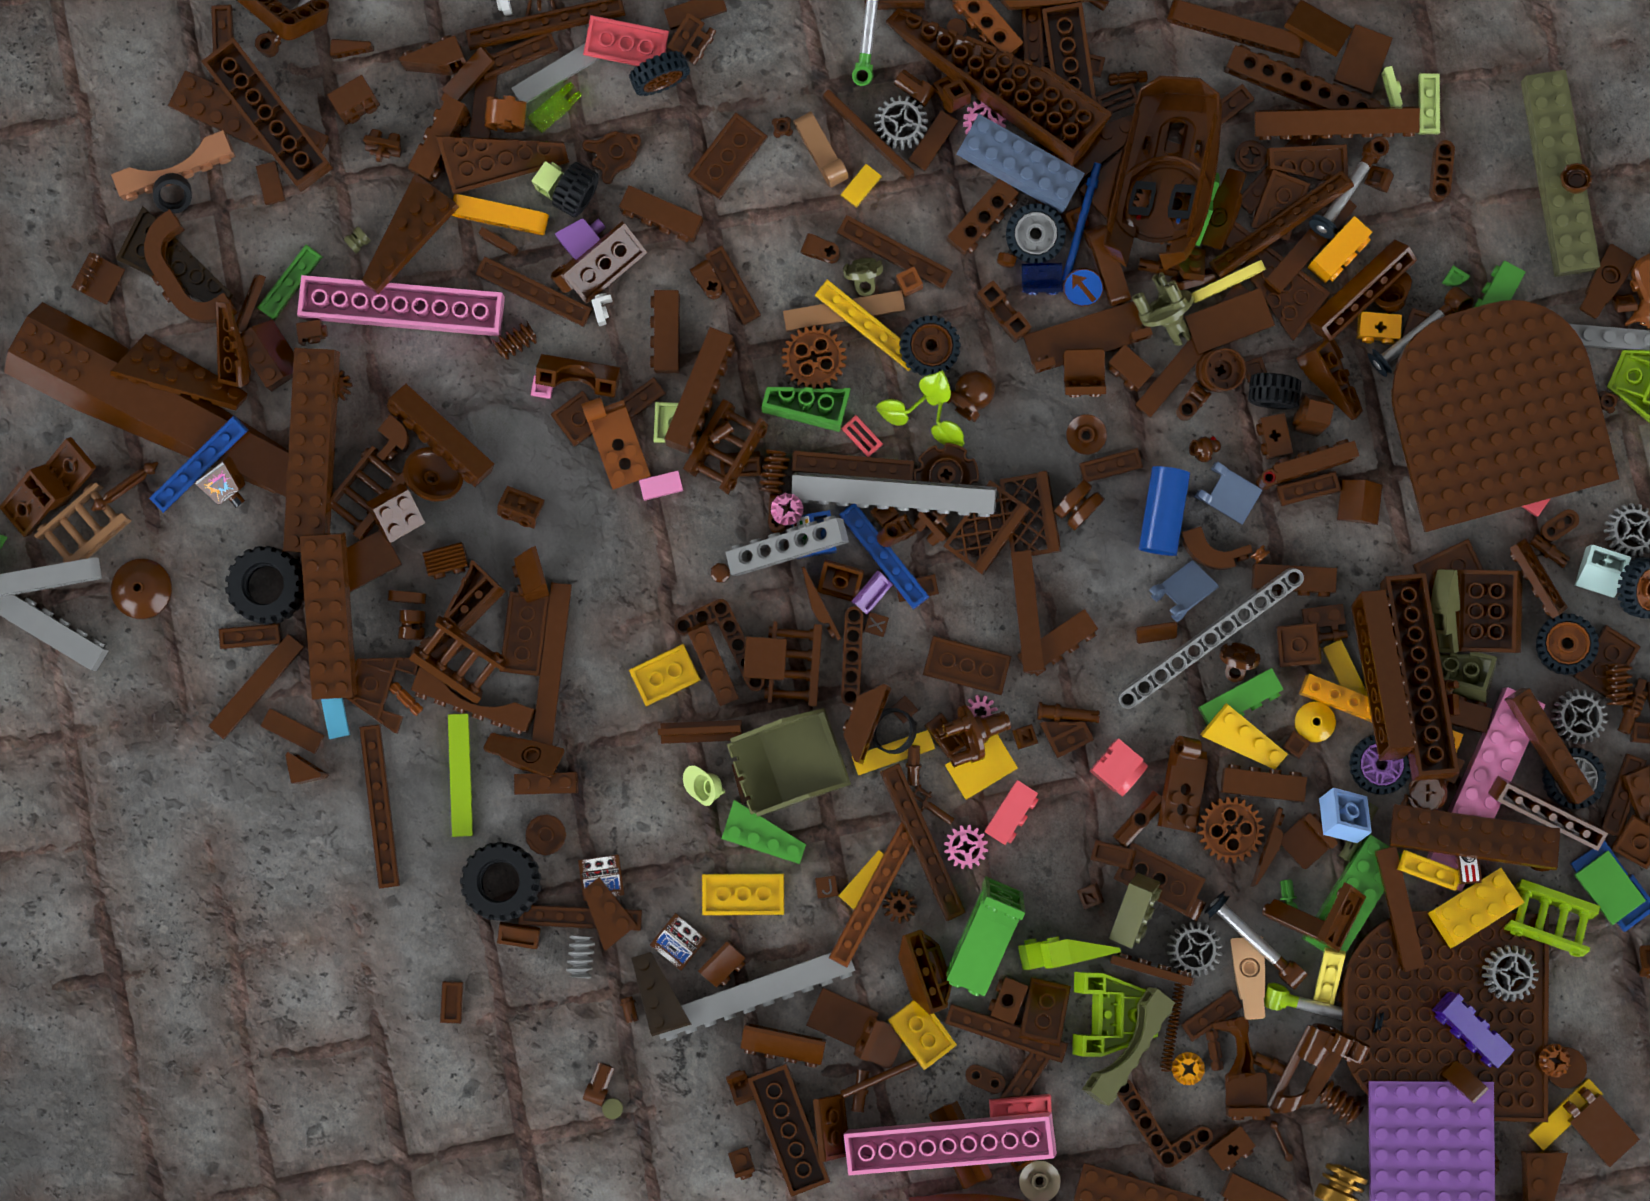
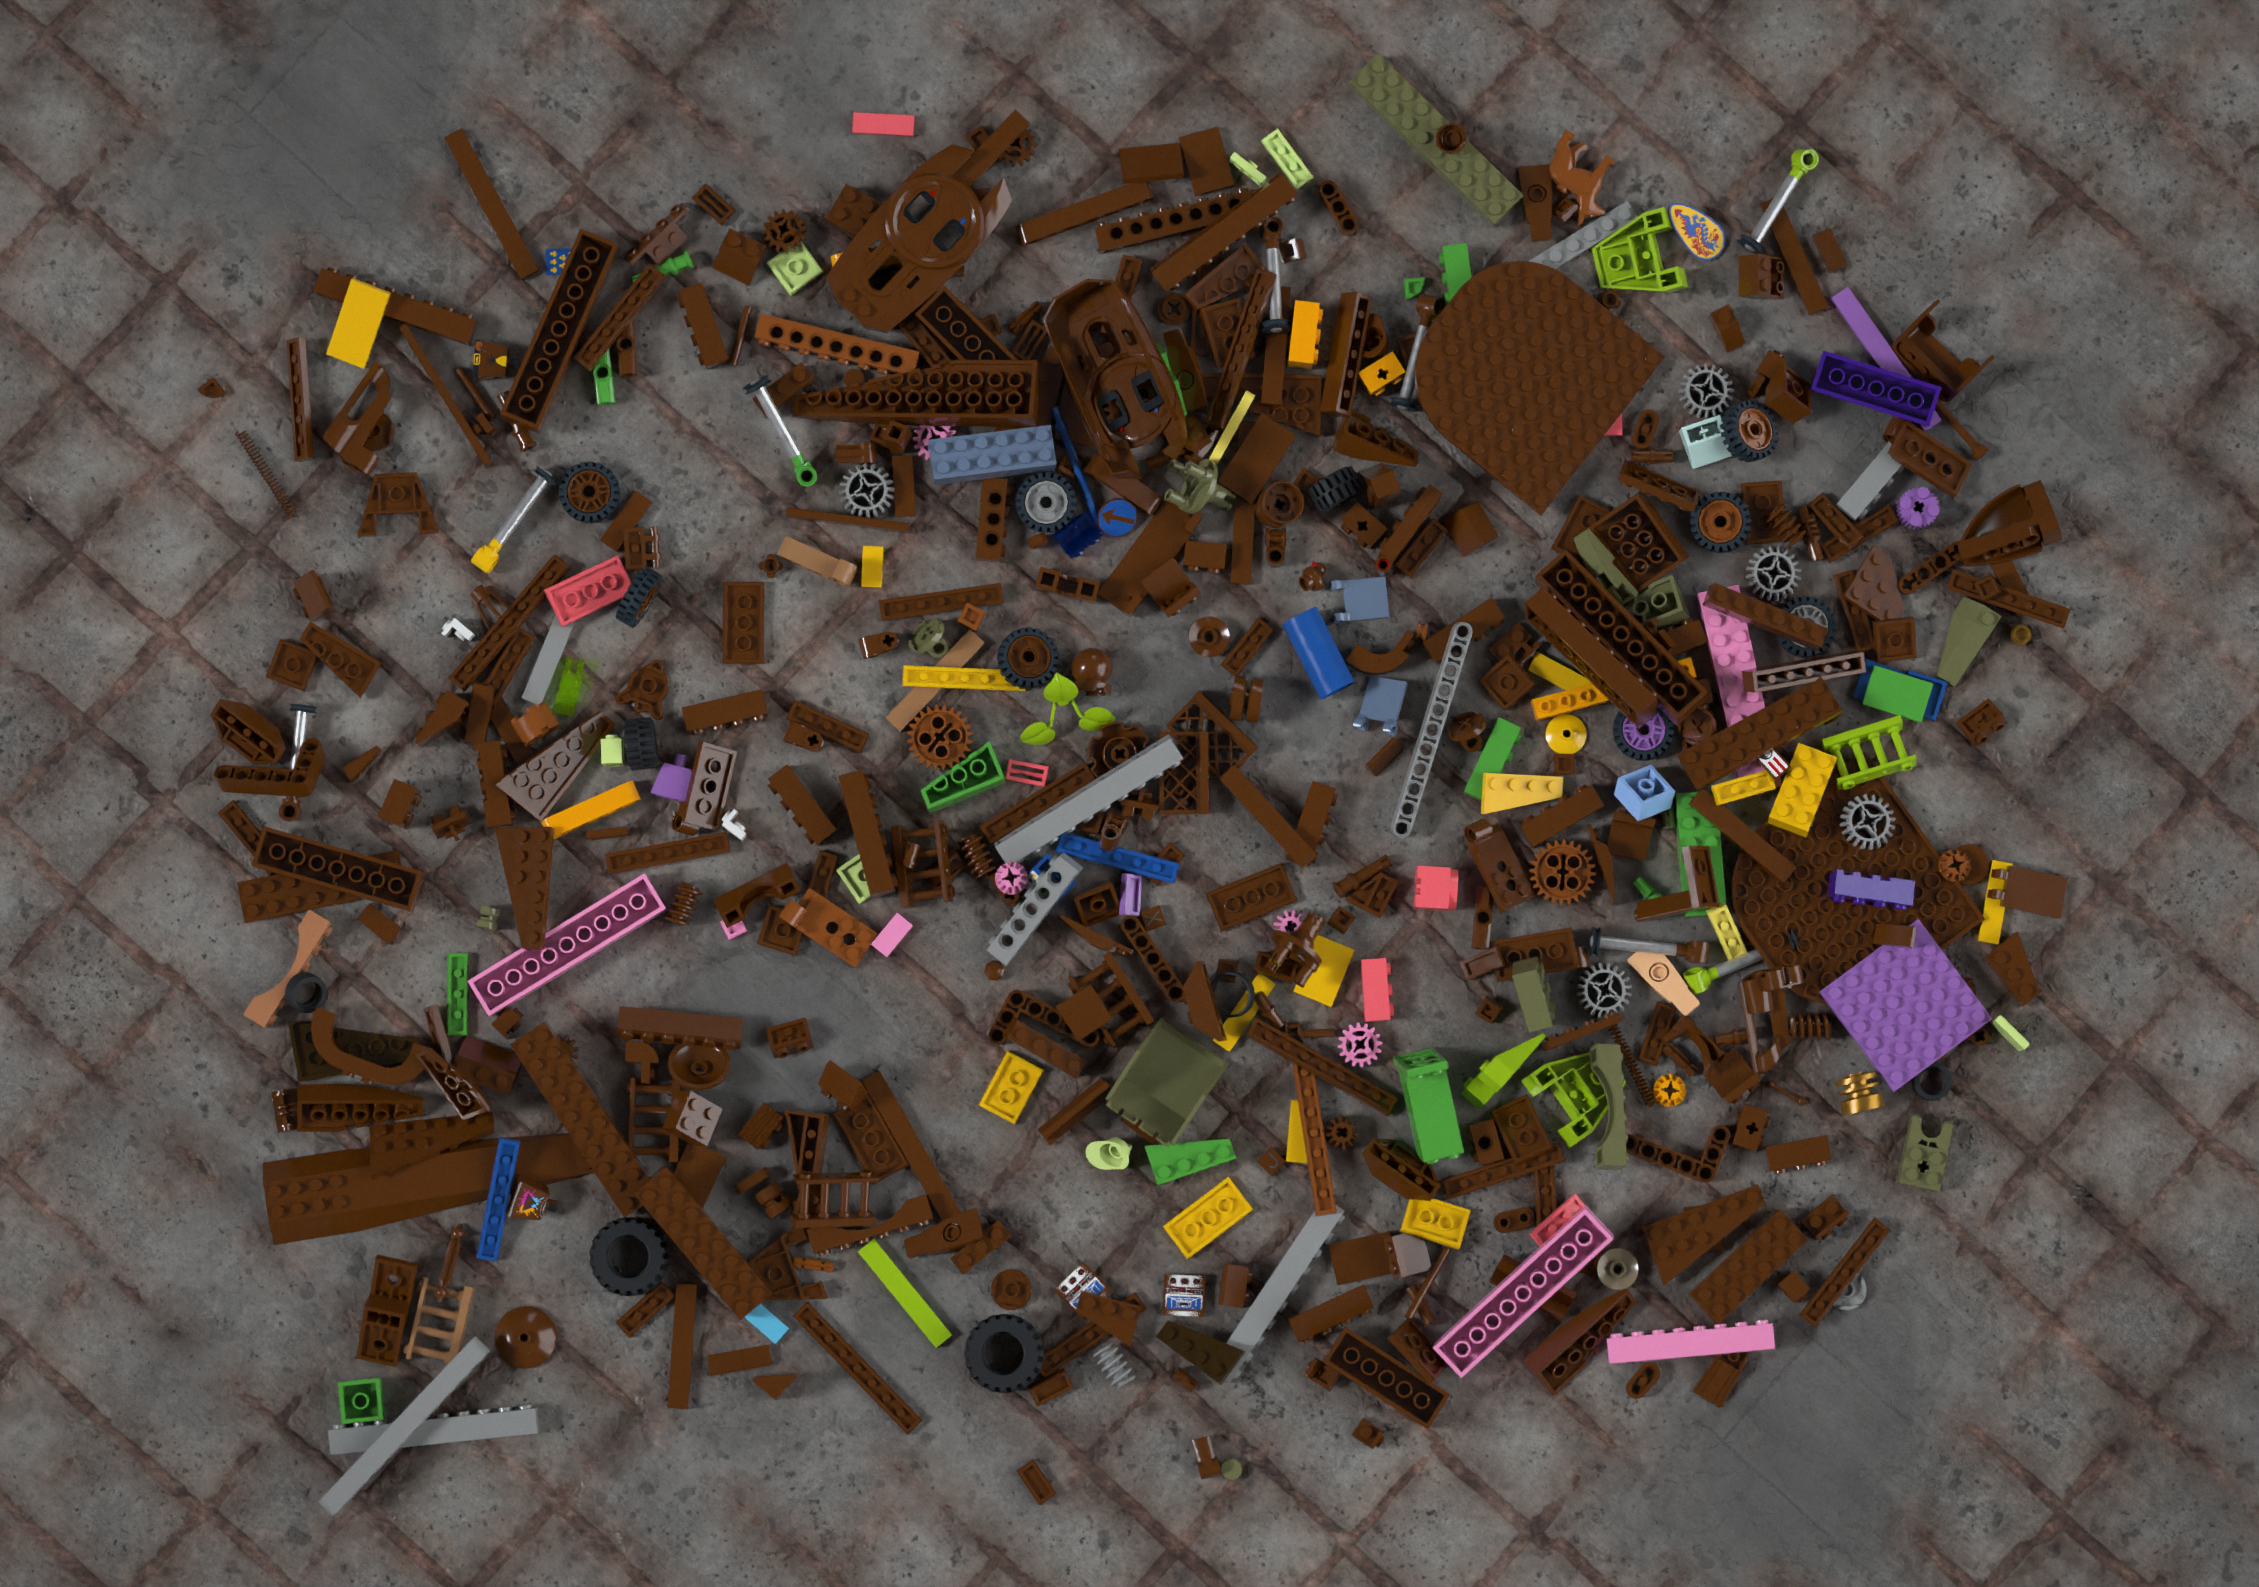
camera: 50 degrees left, 0 degrees up
(134, 302) = (342, 1106): none -> reddish brown wedge

